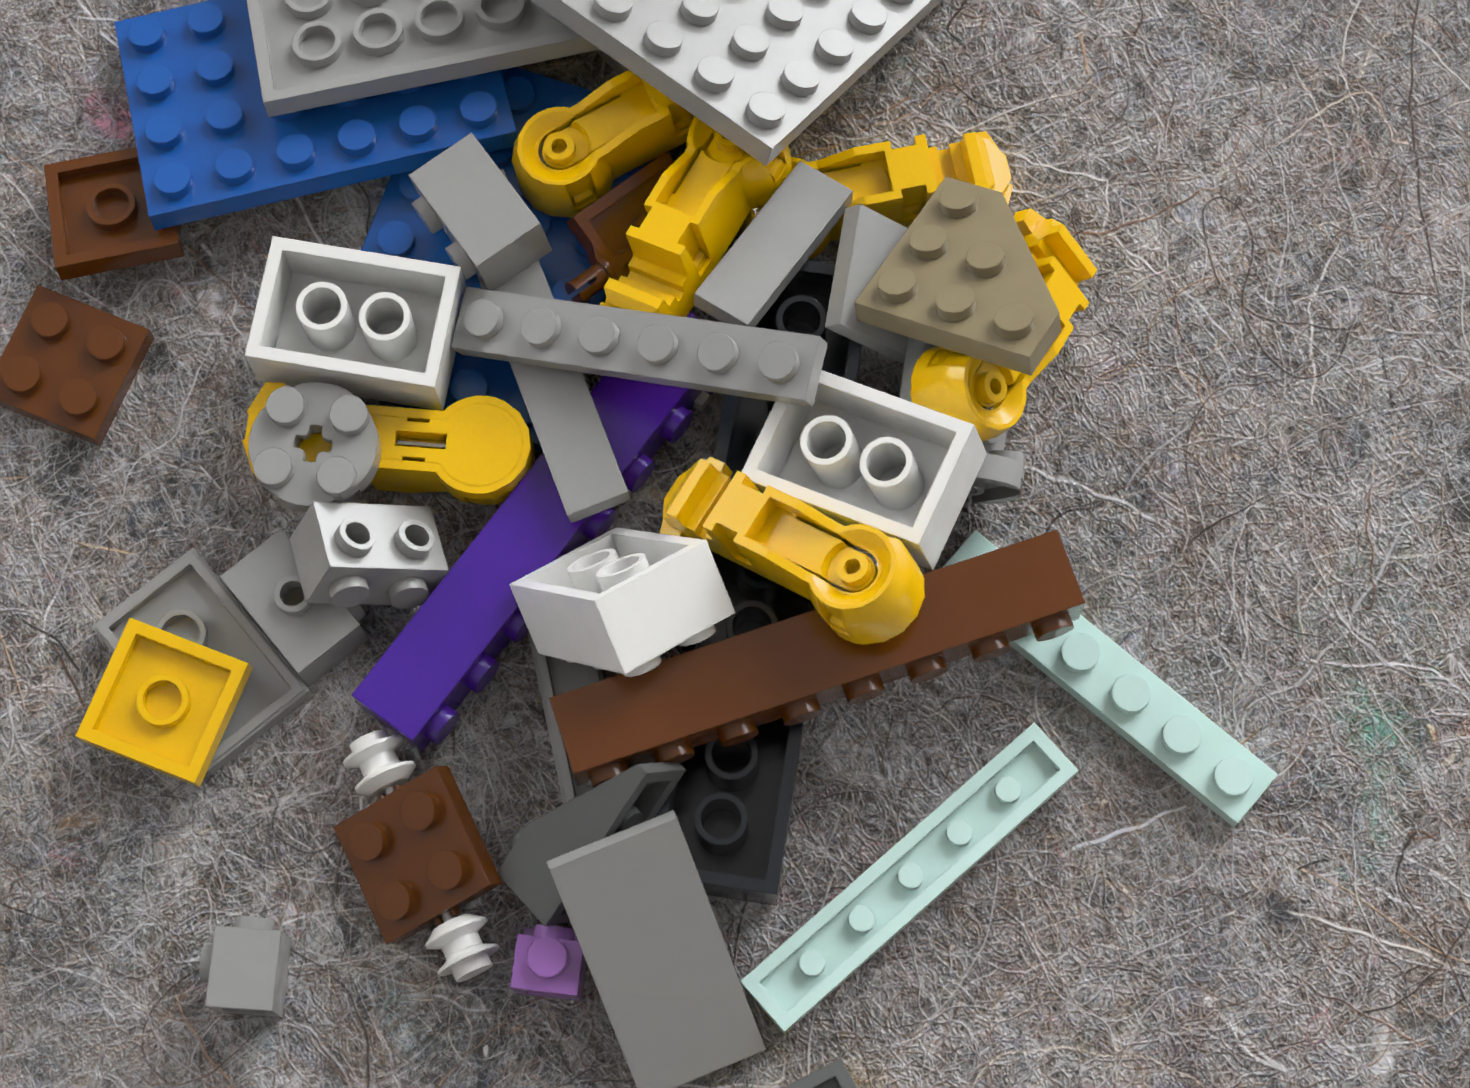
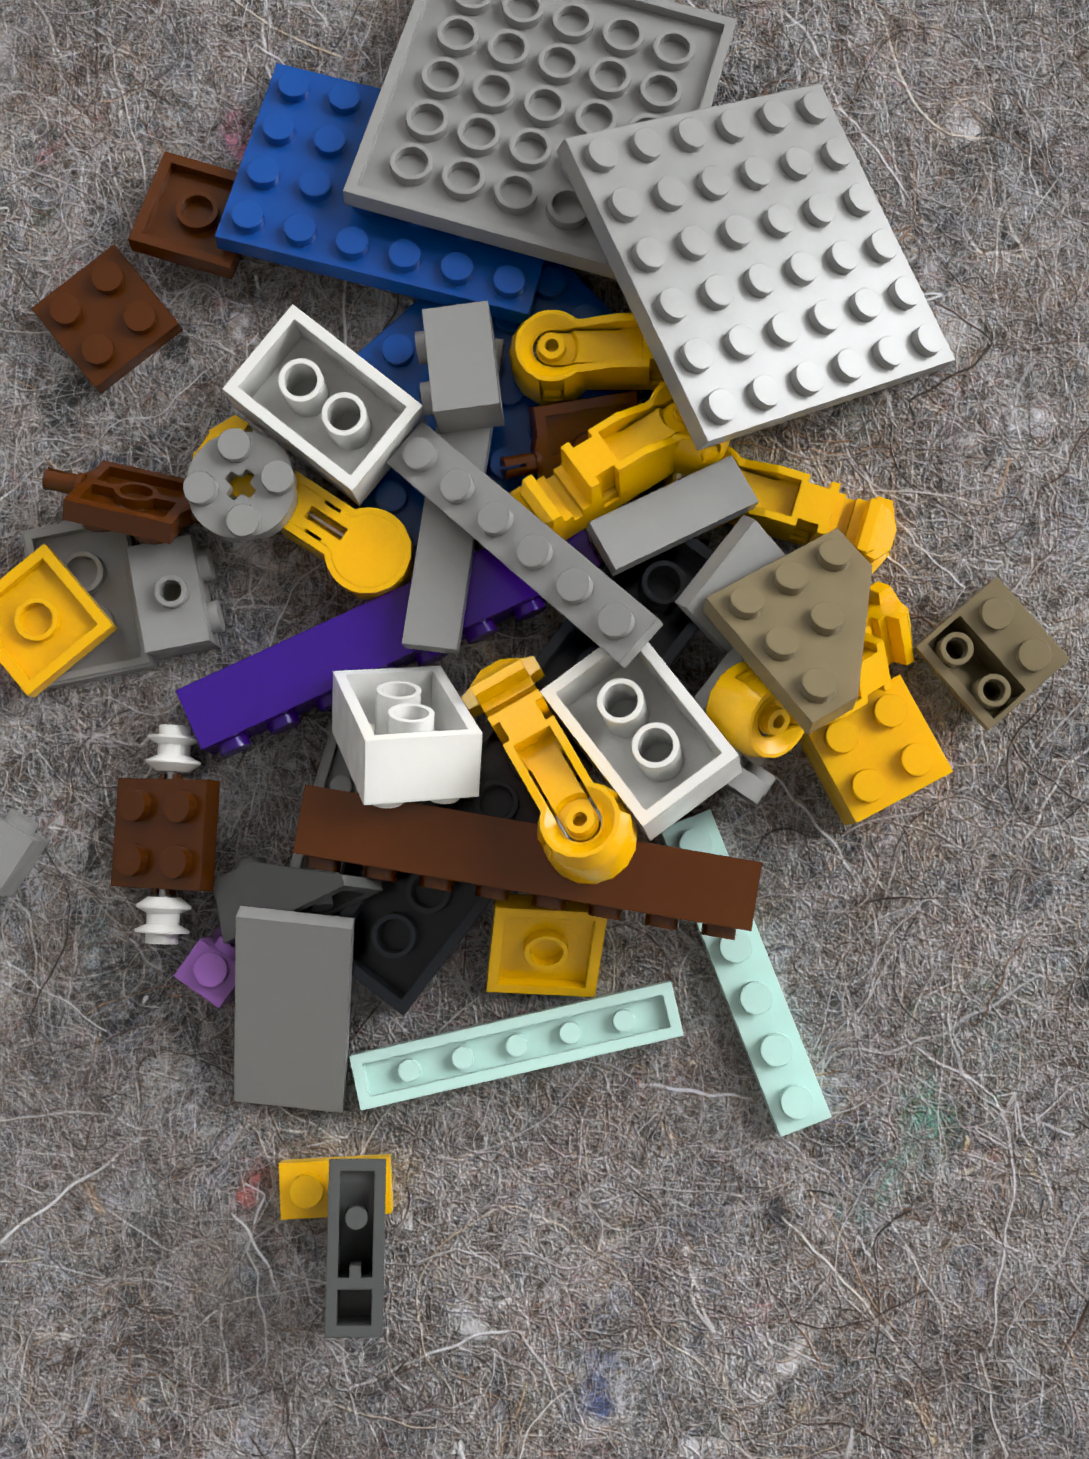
camera: 25 degrees right, 10 degrees up
(195, 528) = (124, 501): none -> reddish brown plate
(368, 554) = (242, 590): light grey brick -> none
(884, 754) = (544, 948): none -> yellow plate
(1108, 384) = (875, 754): none -> yellow brick
(1169, 222) = (991, 653): none -> dark tan slope

